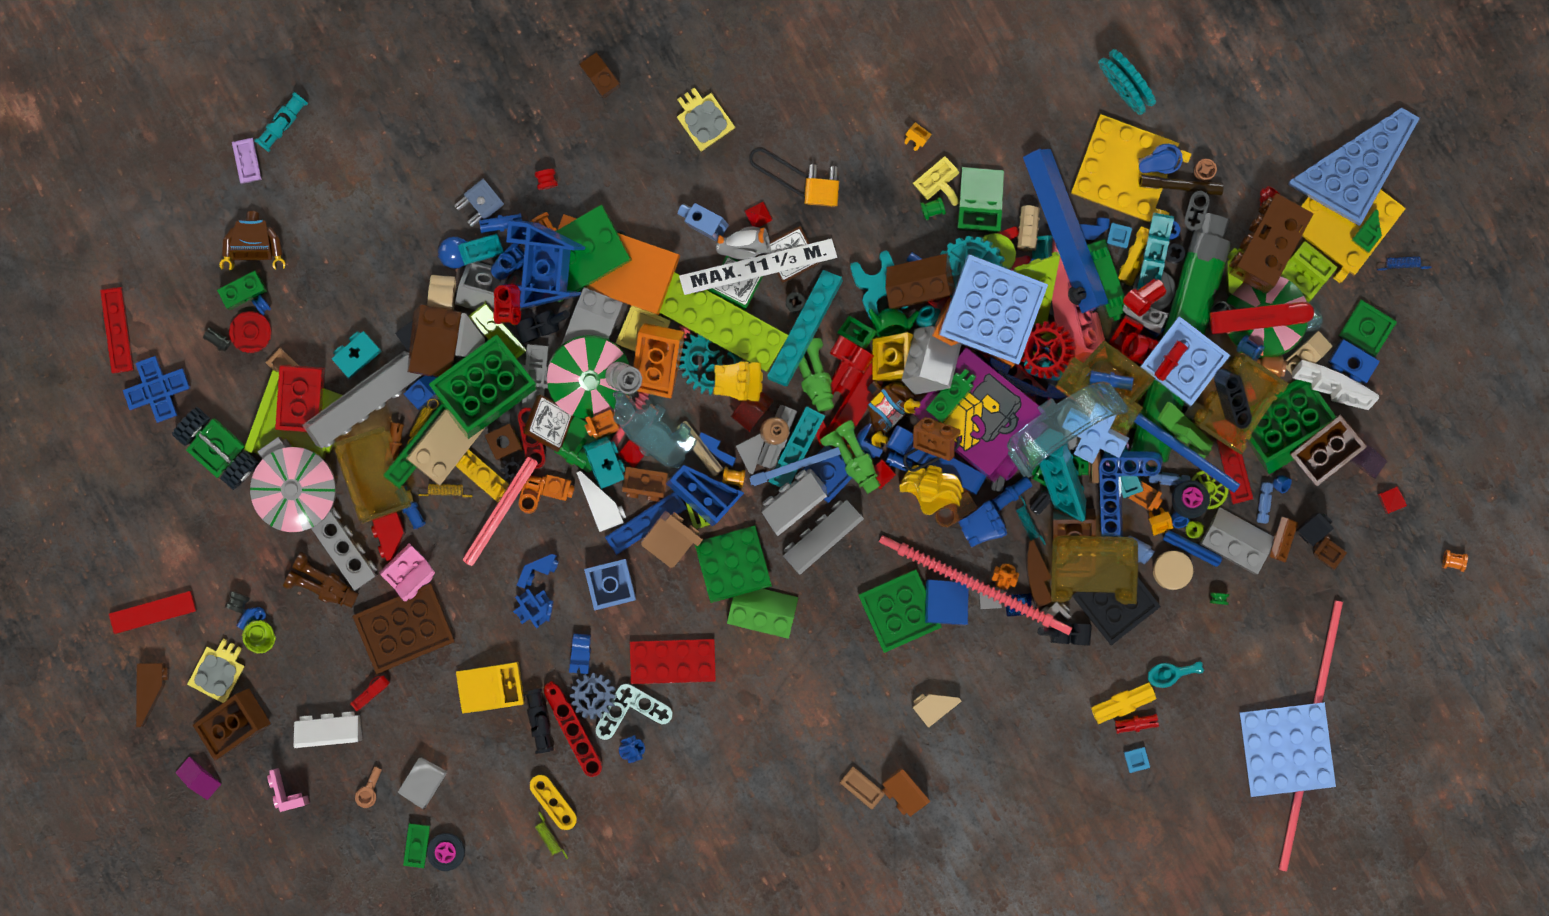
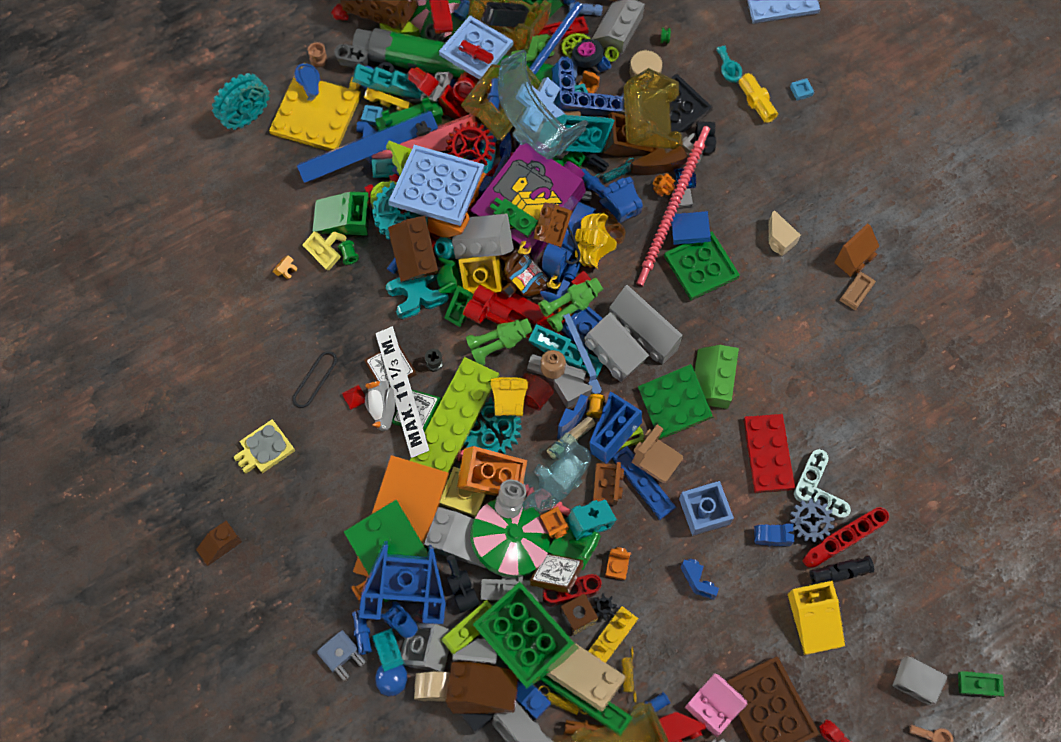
camera: 90 degrees left, 20 degrees down
(444, 859) = (987, 649): black wheel -> none
(500, 511) = (645, 616): coral axle -> none
(507, 306) = (445, 614): red piece -> none
(532, 491) = (623, 588): orange piece -> none
(538, 608) = (734, 567): blue piece -> none
(543, 835) = (948, 559): lime piece -> none
(546, 179) = (318, 589): red wheel -> none
(555, 812) = (921, 548): yellow plate -> none
(603, 508) = (634, 520): white slope -> none
(631, 453) = (578, 497): red slope -> none
(631, 749) = (856, 483): blue gear -> none
(710, 223) = (361, 432): medium blue torso -> none
(805, 328) = (458, 346): teal plate -> none
(822, 191) = (332, 343): light orange piece -> none
(1028, 228) = (365, 177): tan axle -> none
(1136, 724) = (773, 89): red pin -> none
(1157, 182) = (326, 88): dark brown piece -> none
(1161, 522) = (608, 77): light orange tile -> none
(1192, 548) = (626, 56): blue axle -> none

